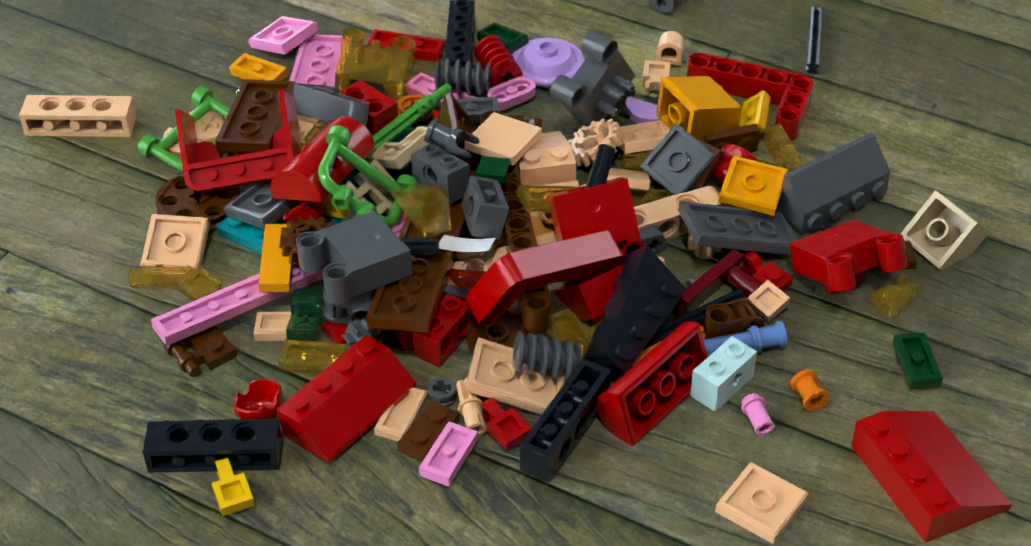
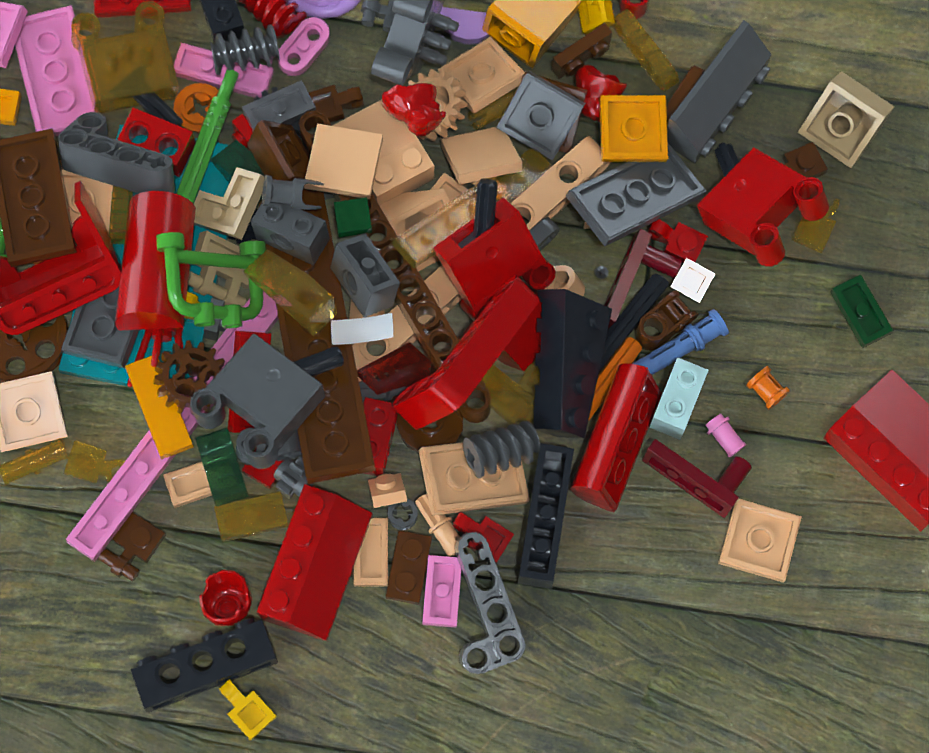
camera: 25 degrees left, 30 degrees up
(436, 367) = (387, 490): none -> light nougat plate
(483, 462) = (482, 600): none -> dark grey beam
(576, 124) = (414, 106): none -> red hair
(717, 437) = (714, 494): none -> dark red piece

